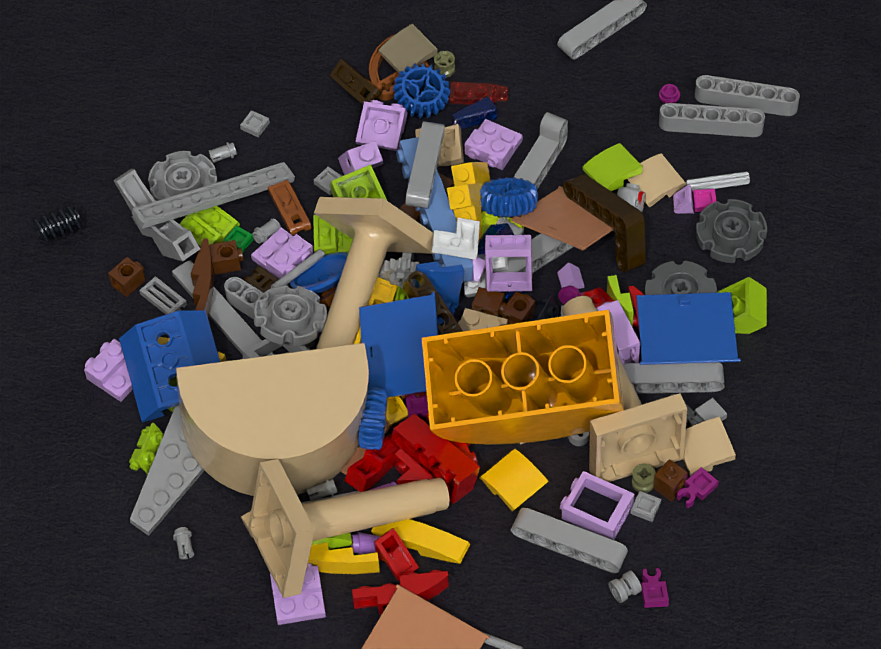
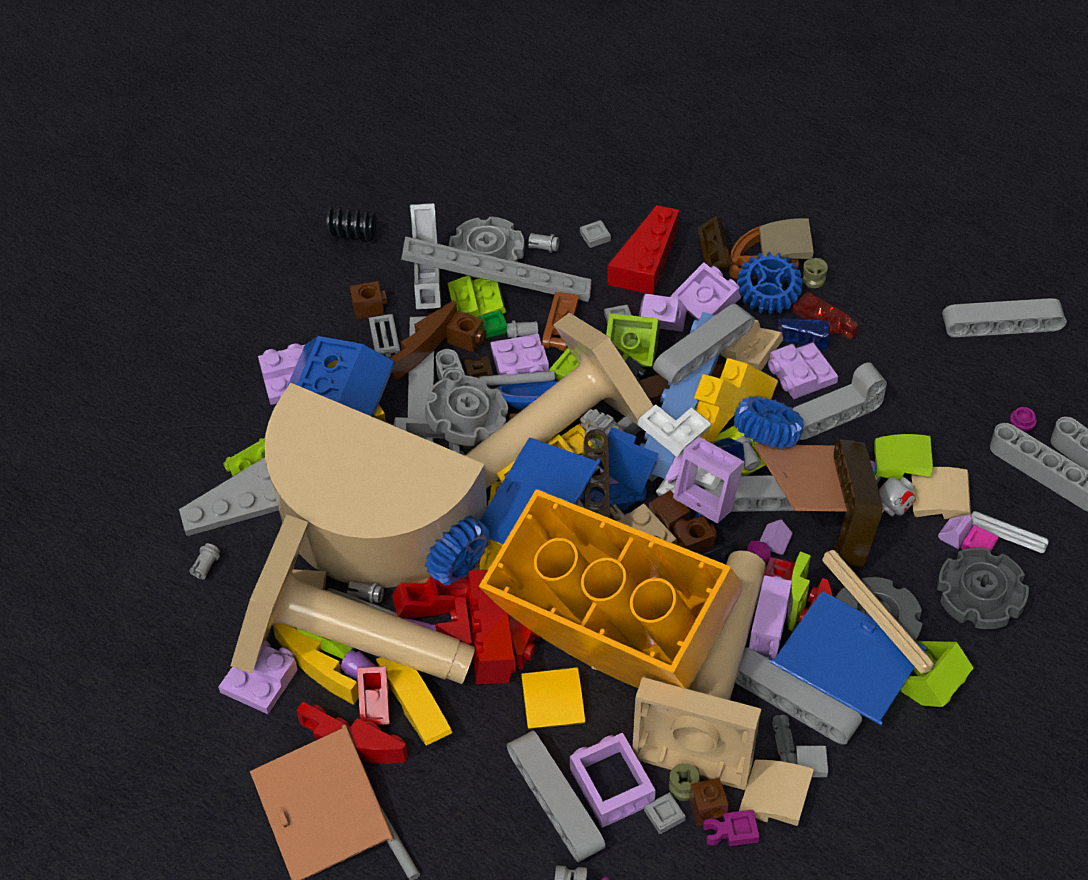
camera: 35 degrees right, 5 degrees down
(311, 118) = (645, 253): none -> red wedge
(683, 287) = (878, 612): none -> tan axle

